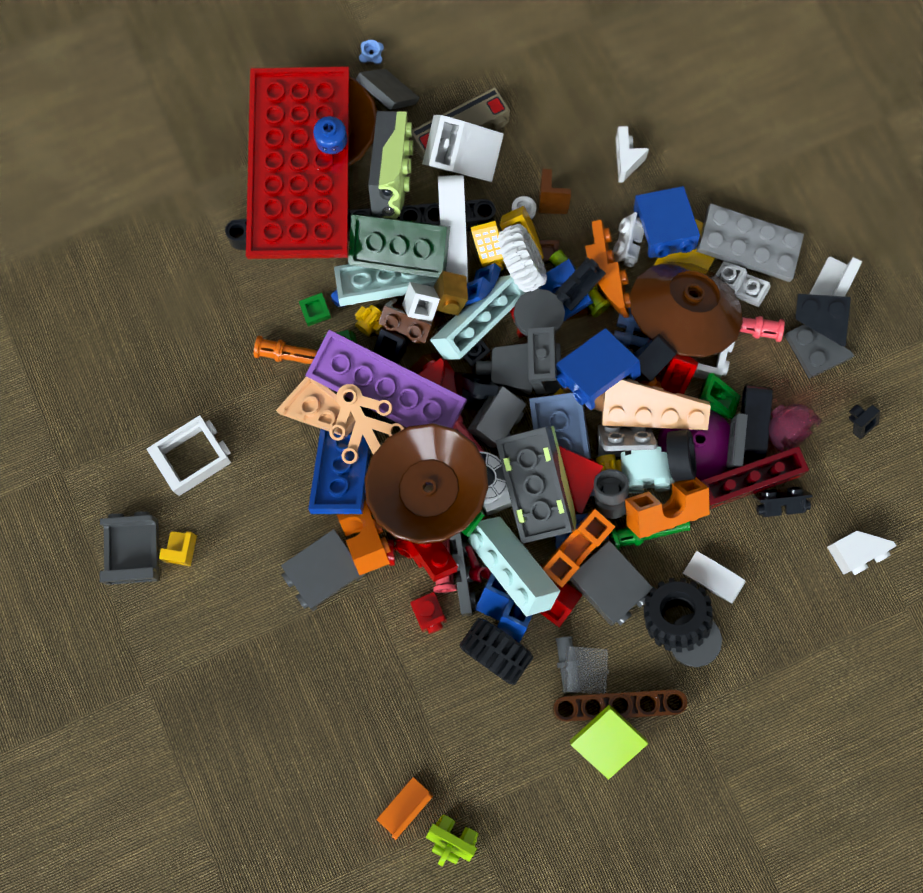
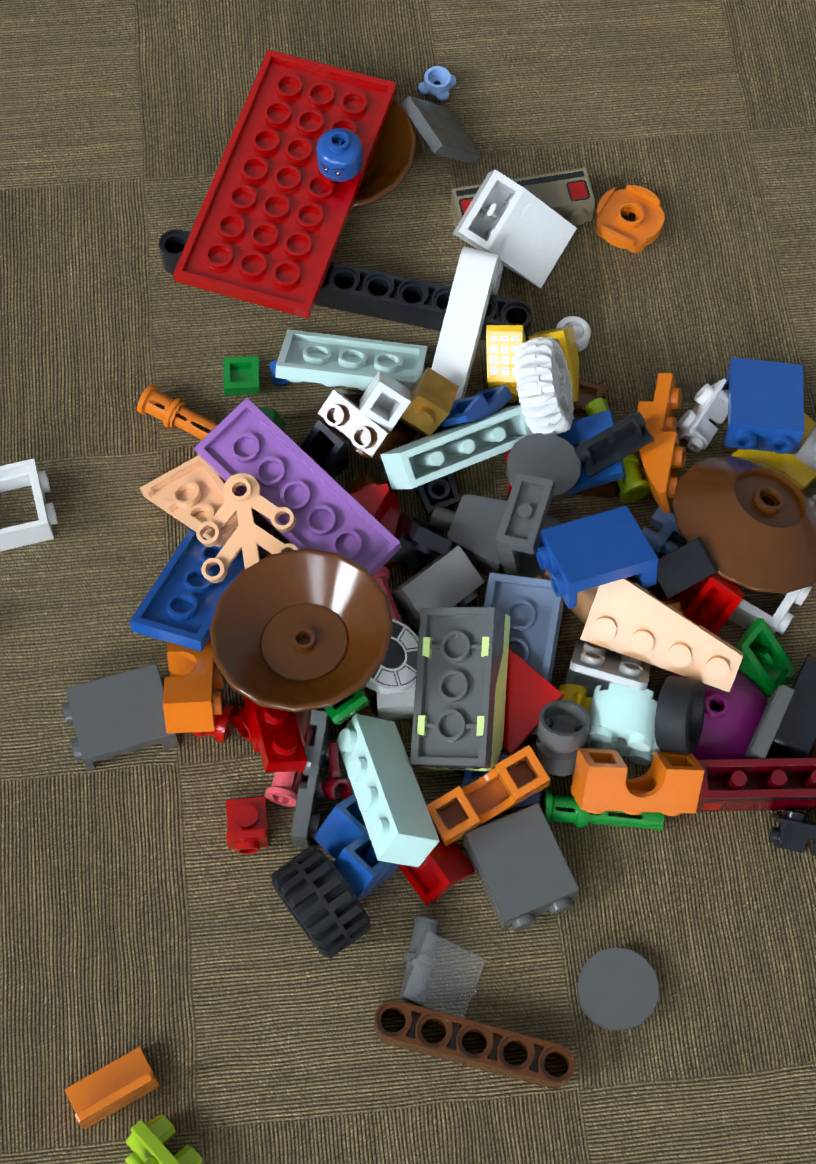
camera: 15 degrees right, 10 degrees down
(368, 320) = (306, 408): yellow gear -> none
(390, 164) = (407, 219): piece -> none
(398, 245) = (381, 321): plate -> none
(534, 125) = (628, 234): none -> orange plate
(552, 199) = (615, 328): reddish brown panel -> none
(608, 742) = (439, 1090): tile -> none
(627, 158) = (740, 310): white slope -> none
(672, 595) = (603, 911): black tyre -> none
(714, 577) = (675, 907): white slope -> none

